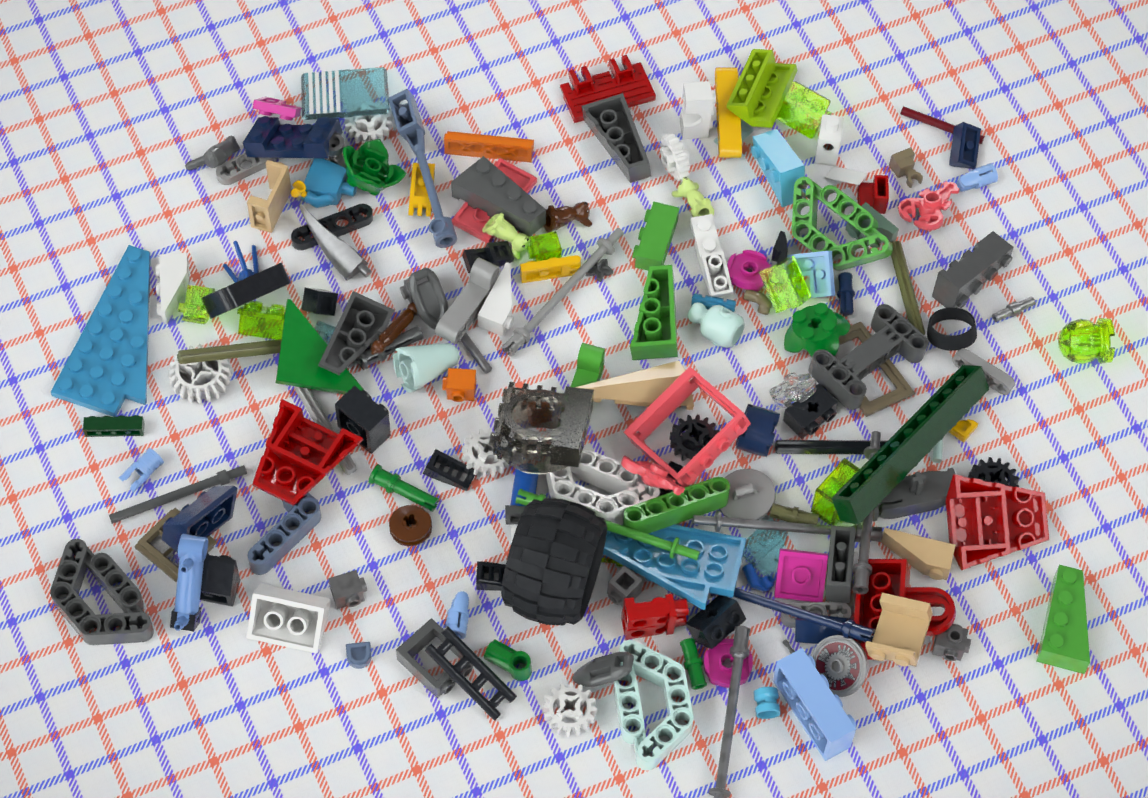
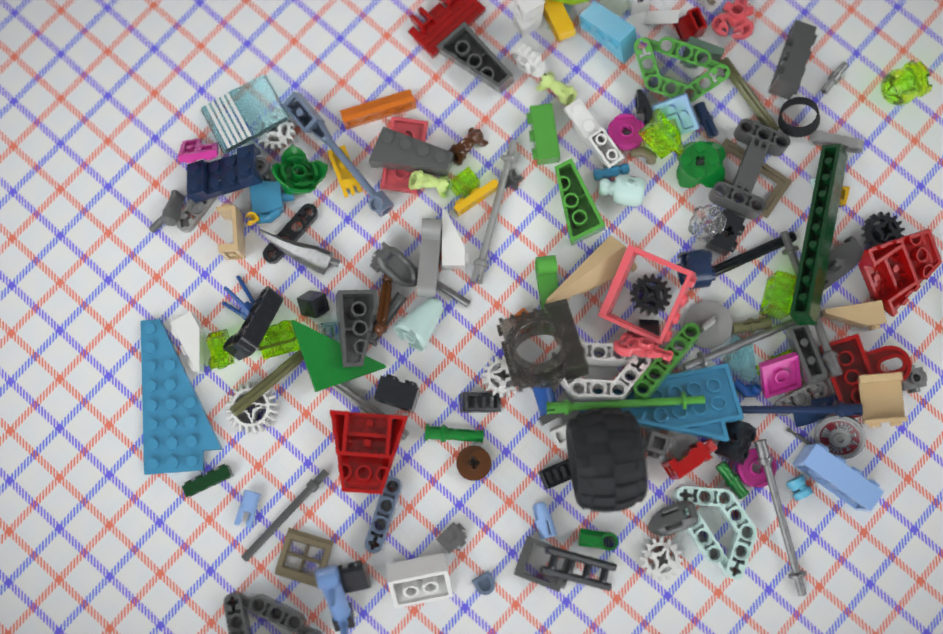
camera: 20 degrees left, 20 degrees up
(202, 516) = (313, 534): dark blue slope -> none
(460, 384) = (454, 328): orange brick -> none
(494, 252) = (423, 207): black slope -> none

